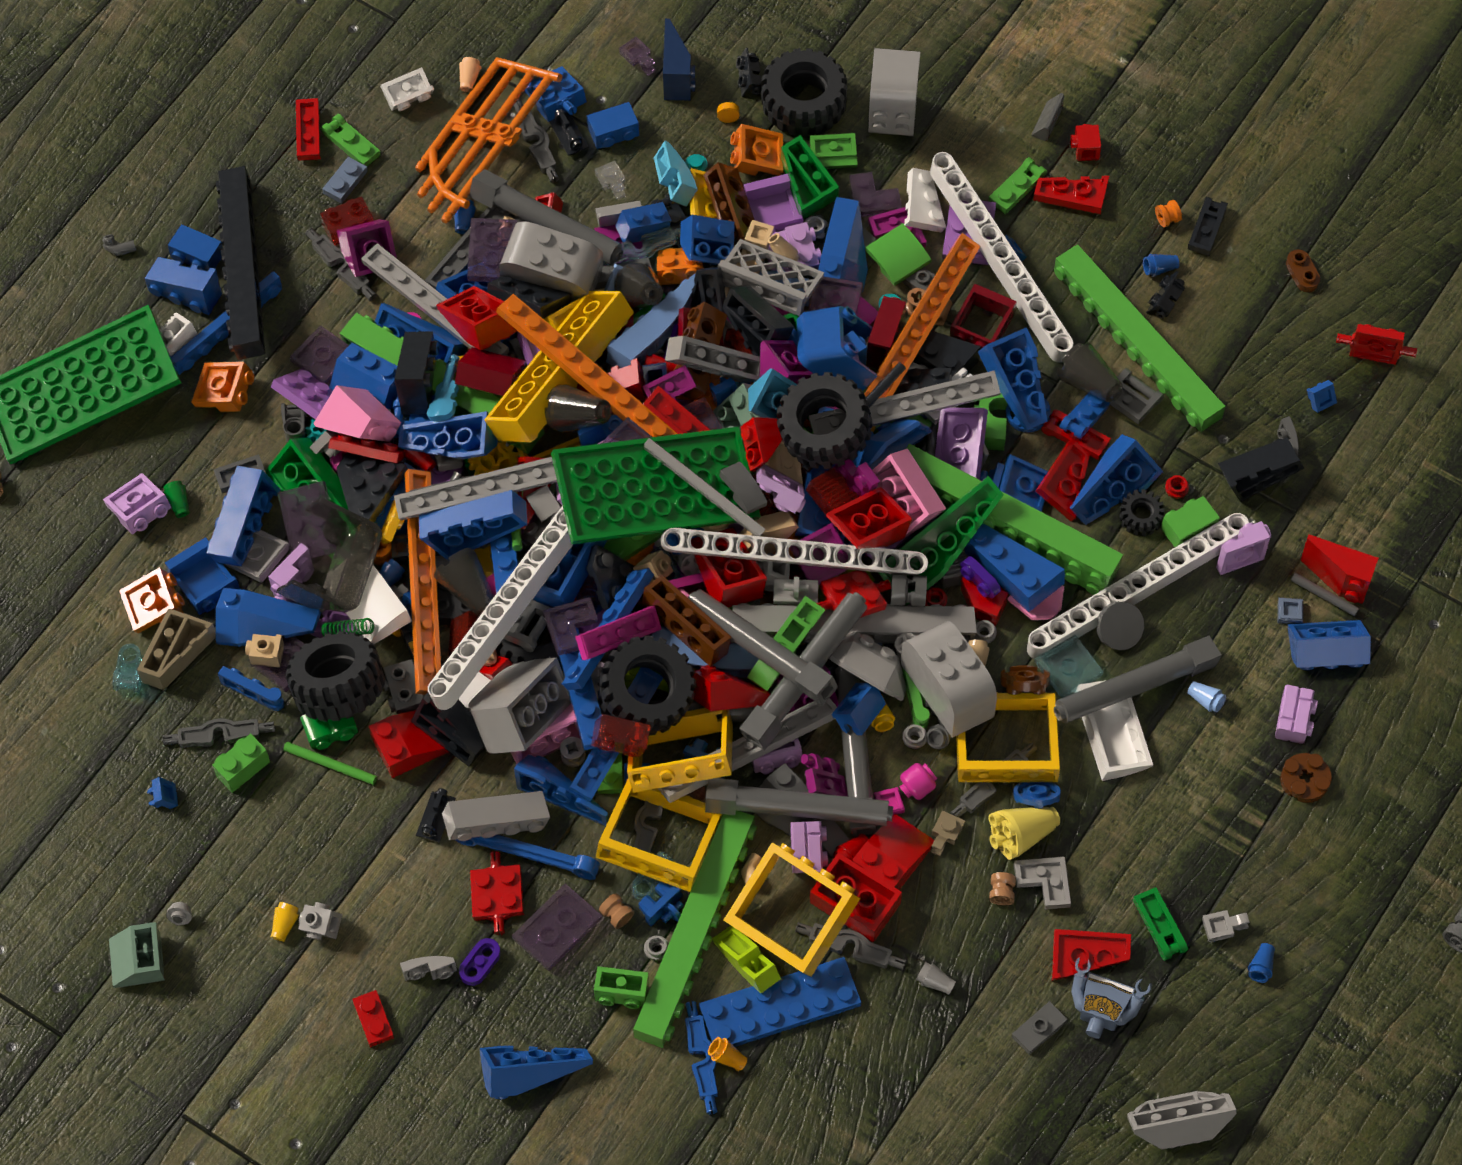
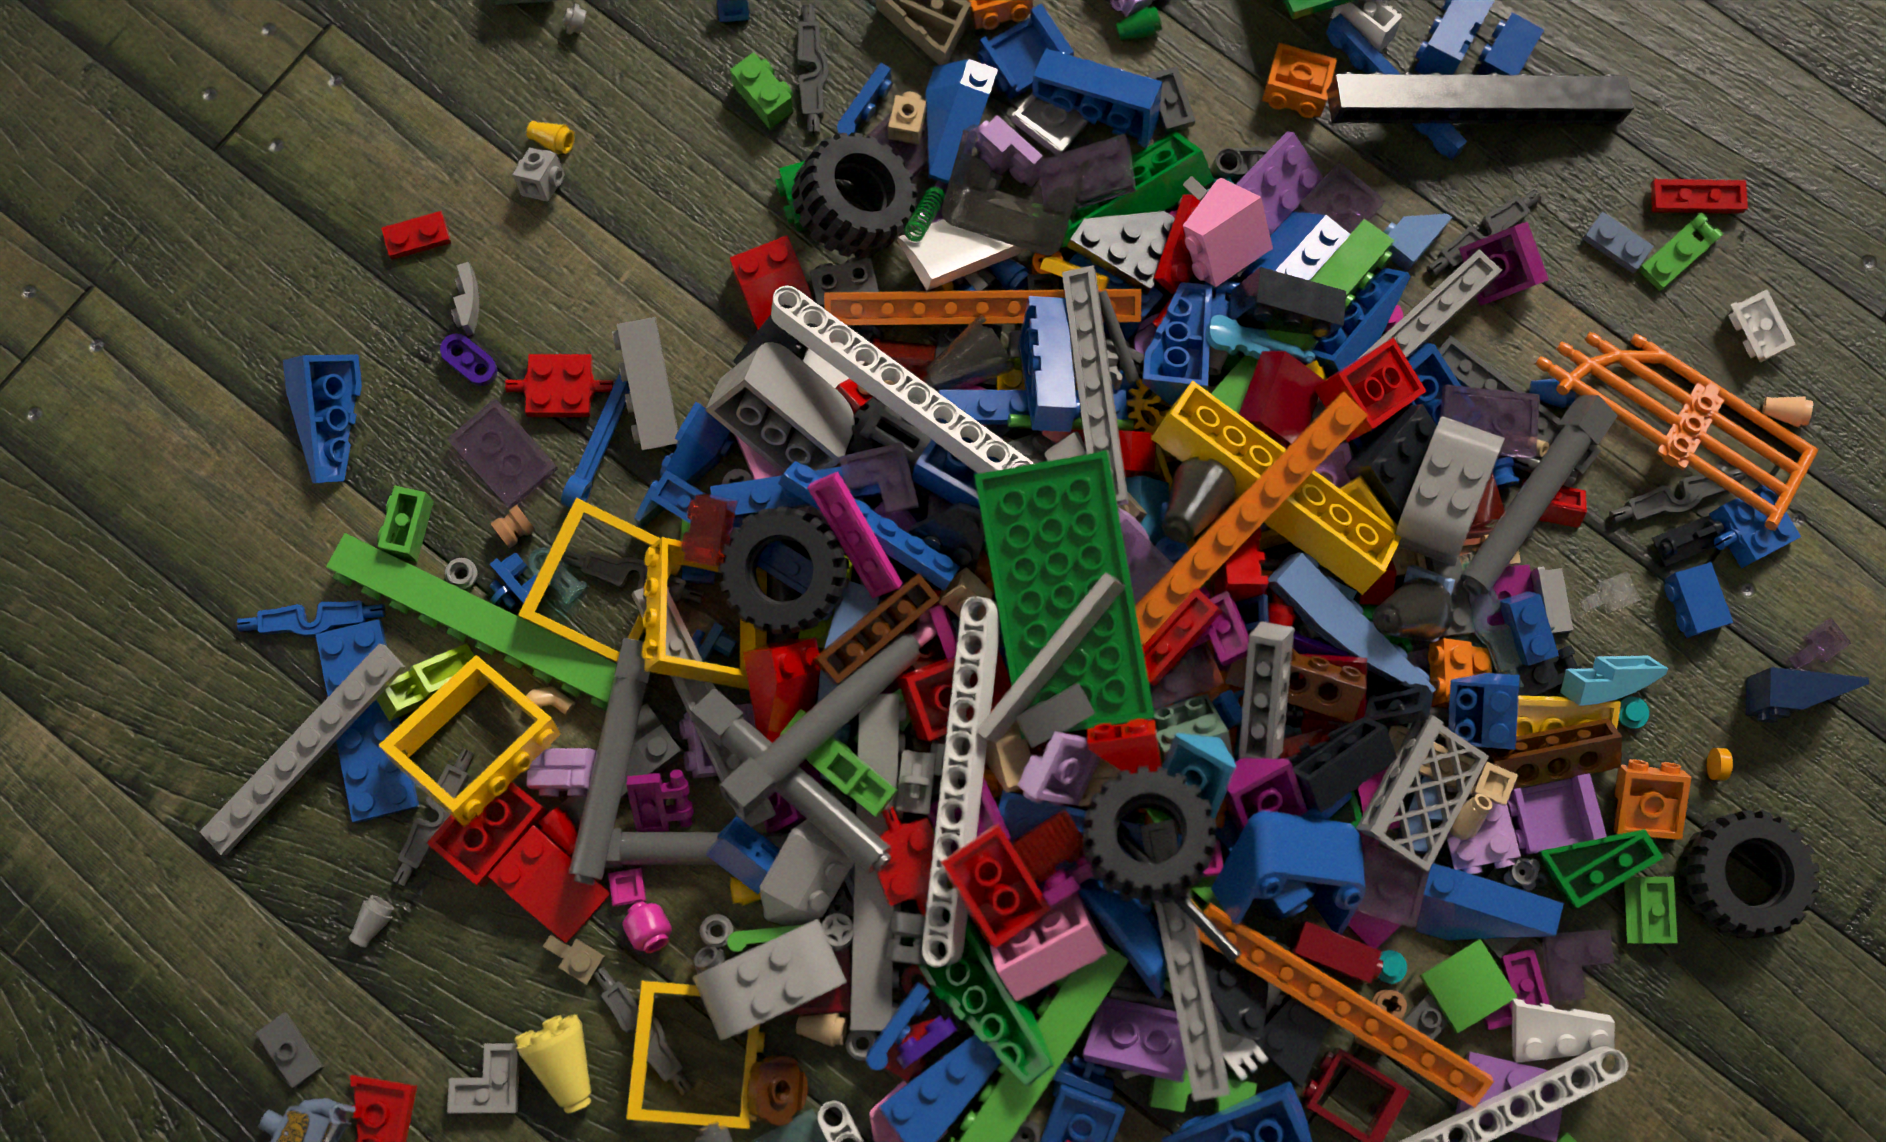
camera: 90 degrees right, 15 degrees up
(330, 763) = (757, 197): bright green bar -> none
(344, 216) = (1553, 238): clear red brick -> none
(348, 303) = (1414, 236): none -> medium blue slope
(432, 822) = (671, 317): black hinge -> none
(725, 1053) = (301, 645): light orange cone -> none
(747, 65) = (1802, 800): black hinge -> none
(810, 1037) = (302, 749): none -> light grey plate
(893, 92) = (1733, 1002): light grey brick -> none
(971, 597) = (896, 1028): none -> blue plate
(1002, 888) = (481, 1023): medium nougat wheel -> none
(1037, 793) = (606, 1085): blue wheel -> none

